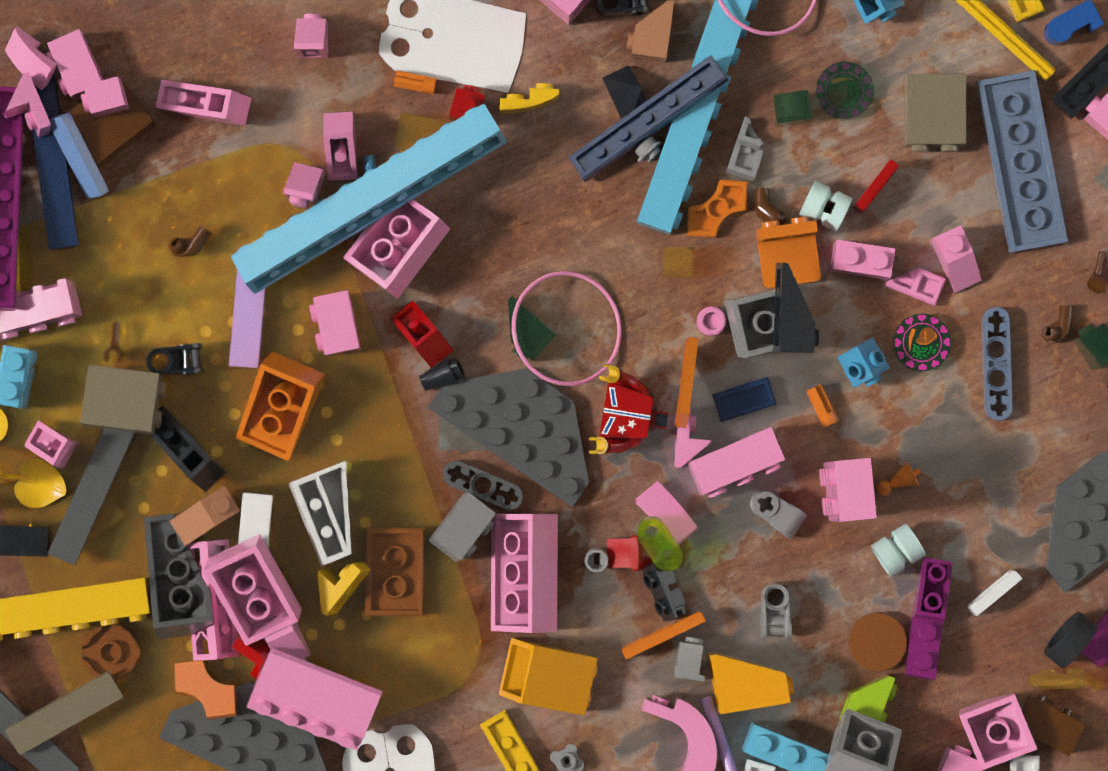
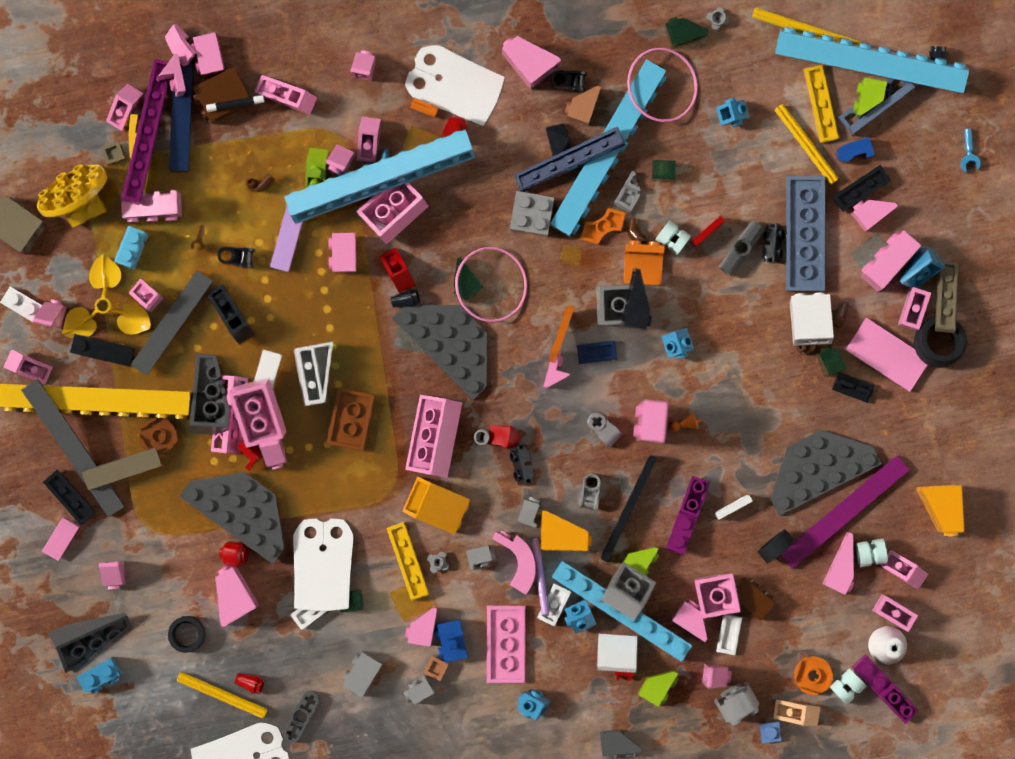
camera: 15 degrees right, 0 degrees up
(78, 156) = (199, 113): medium blue tile -> none
(104, 97) = (223, 79): bright pink brick -> none
(122, 400) = (197, 275): dark tan brick -> none
(129, 130) = (235, 103): none -> black bar
(194, 681) = (209, 464): orange tile -> none
(205, 516) = (236, 360): nougat slope -> none
(270, 201) = (316, 166): none -> lime slope
(279, 405) = (297, 298): orange slope -> none
(314, 699) = (283, 490): bright pink slope -> none
(336, 591) = (310, 425): yellow slope -> none
(462, 527) = (399, 399): light grey brick -> none
(479, 473) = (427, 387): dark grey beam -> none
(539, 97) = (502, 132): yellow slope -> none
(607, 211) = (531, 214): none -> light grey brick
(626, 413) = (518, 346): red torso -> none
(629, 740) = (480, 556): none -> light grey brick
(648, 150) = (566, 180): light grey plate -> none
(658, 542) = (524, 433): clear neon green plate -> none
(660, 503) = (532, 415): bright pink slope -> none
(663, 634) = (515, 492): orange tile -> none
(711, 321) = (585, 297): bright pink tile -> none
(736, 463) = (583, 391): bright pink brick -> none
(822, 405) = (646, 366): orange piece -> none
(837, 625) = (628, 508): none -> black tile
(844, 90) = (700, 166): clear green tile -> none
(862, 260) = (690, 277): bright pink brick -> none
(877, 642) = (652, 524): dark orange tile -> none
(897, 550) = (676, 467): light aqua wheel -> none
(918, 285) = (723, 300): bright pink tile -> none
(921, 342) = (718, 337): clear green tile -> none
(935, 111) = (755, 190): dark tan brick -> none
(939, 185) = (749, 239): none -> dark grey piece
(956, 258) = (751, 288): bright pink slope -> none
(977, 174) = (774, 251): none -> black hinge
(1002, 364) = (761, 360): sand blue beam -> none
(1057, 288) = (811, 319): none -> white brick
(1073, 679) = (772, 572): clear yellow wing -> none

